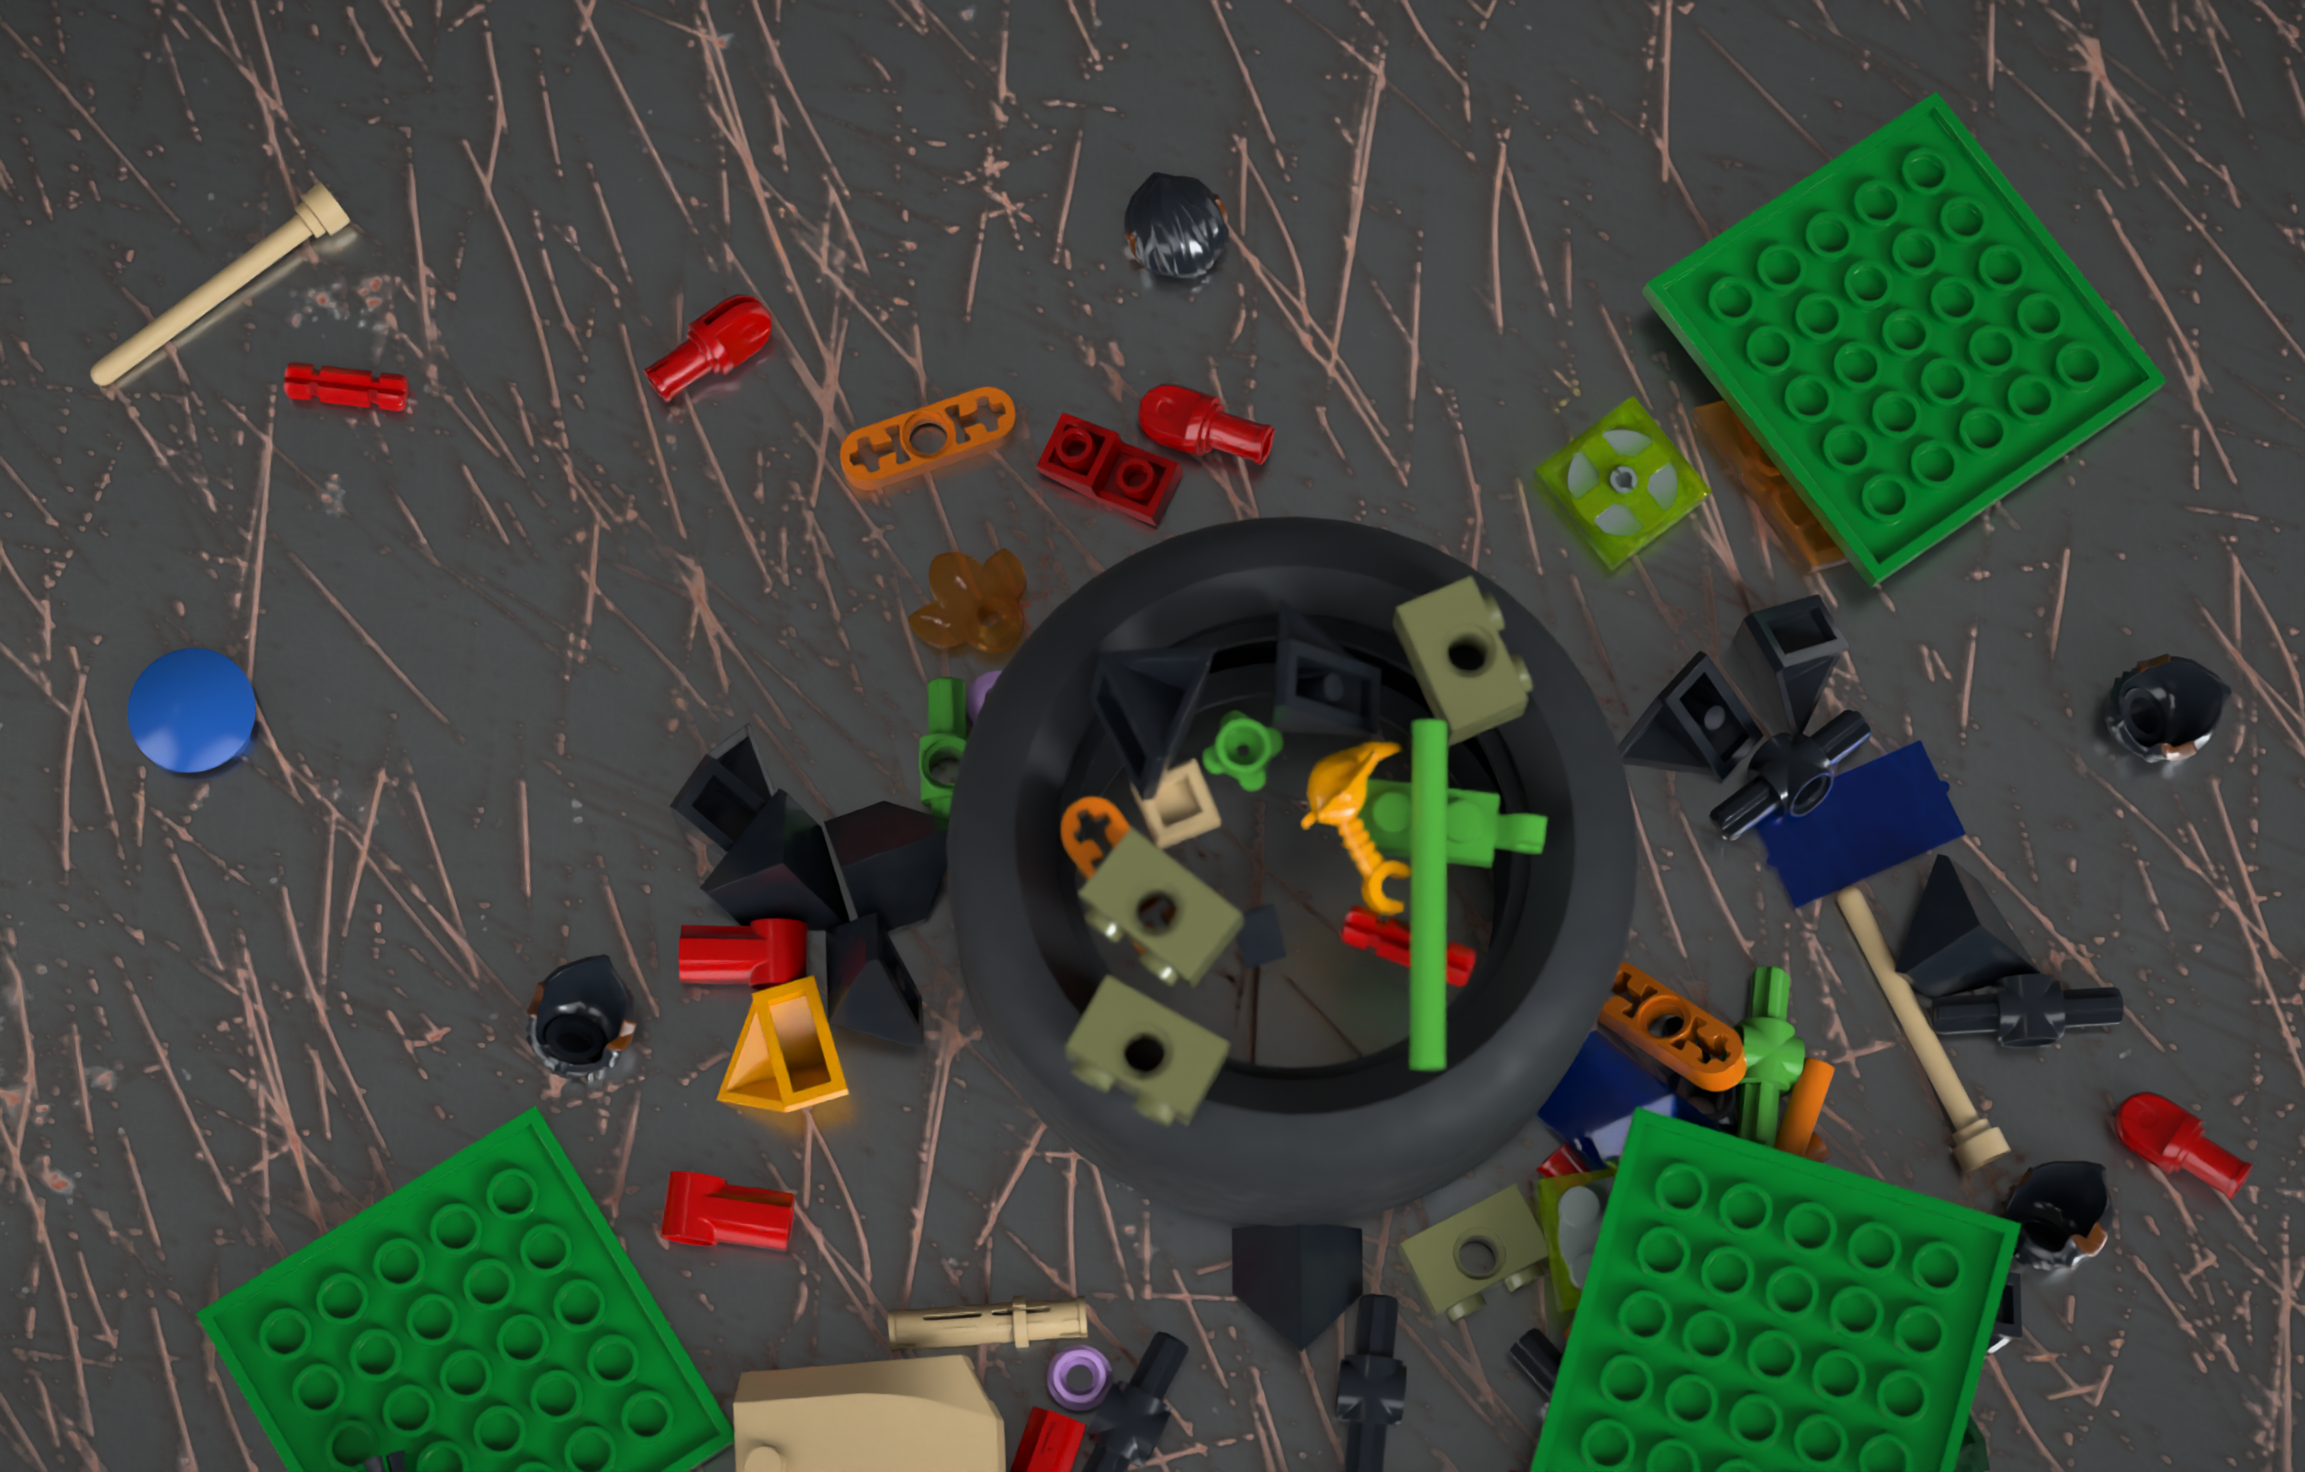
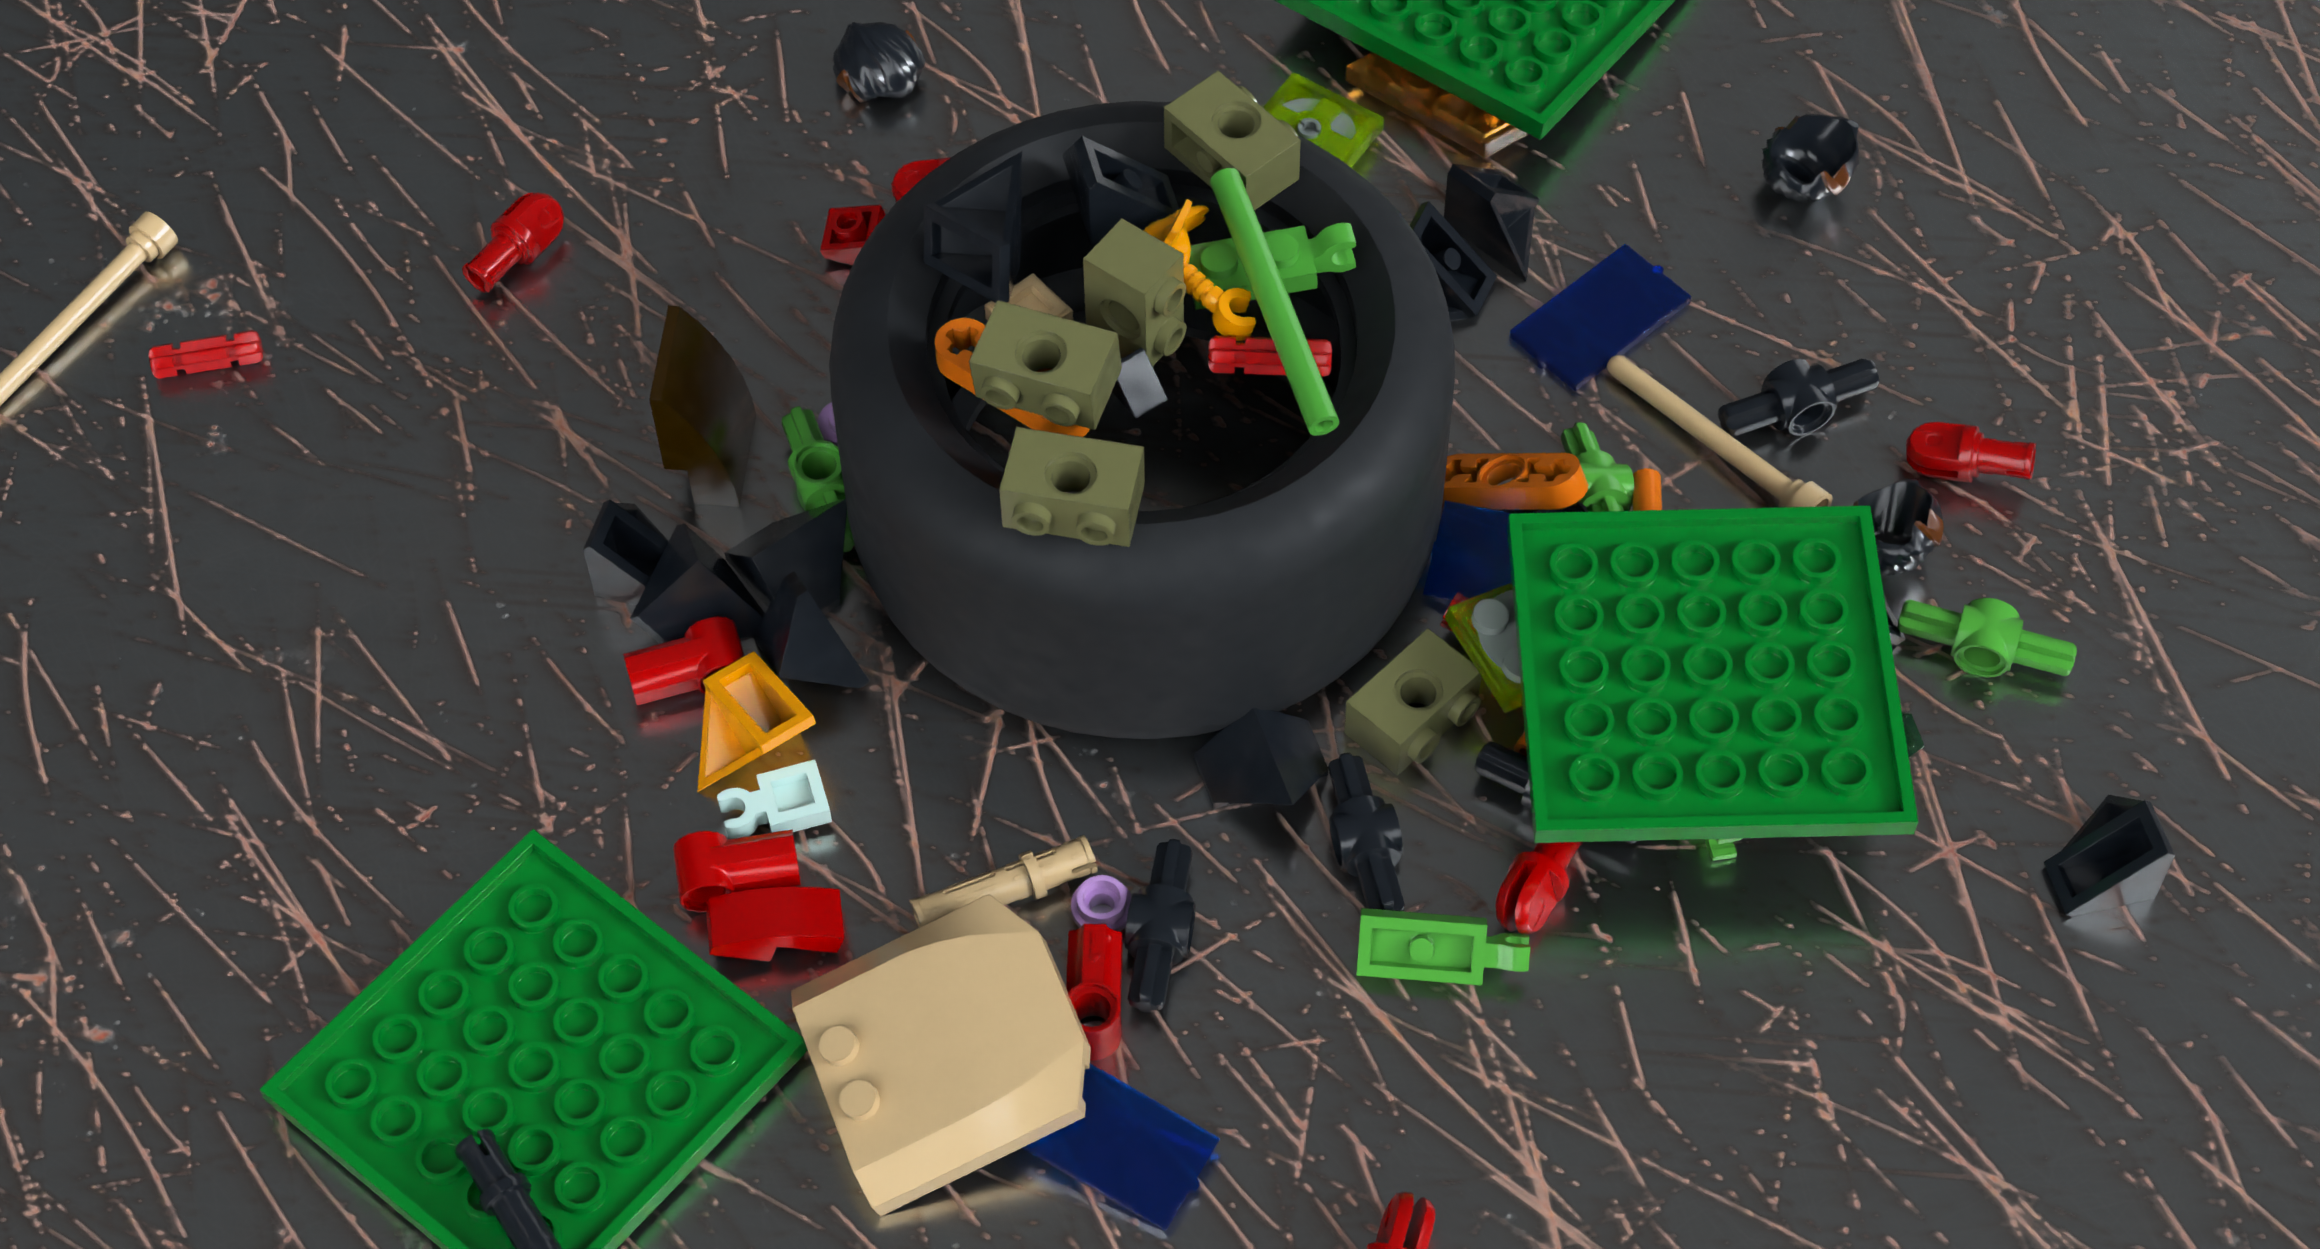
camera: 15 degrees left, 20 degrees down
(192, 710) = (131, 625): blue dish -> none
(581, 1017) = (554, 745): black hair -> none
(748, 1290) = (760, 920): none -> red slope
(801, 1151) = (785, 799): none -> light aqua plate
(841, 669) = (701, 411): none -> dark brown slope
(938, 413) = (732, 237): orange beam -> none
(967, 596) = (794, 361): clear orange plate -> none
(1239, 731) = (1062, 247): bright green plate -> none
(1284, 849) = (1136, 290): none -> olive brick
(1790, 774) = (1531, 286): black axle -> none
(1959, 937) = (1717, 359): black slope -> none
(2103, 1374) = (1987, 637): none -> bright green axle

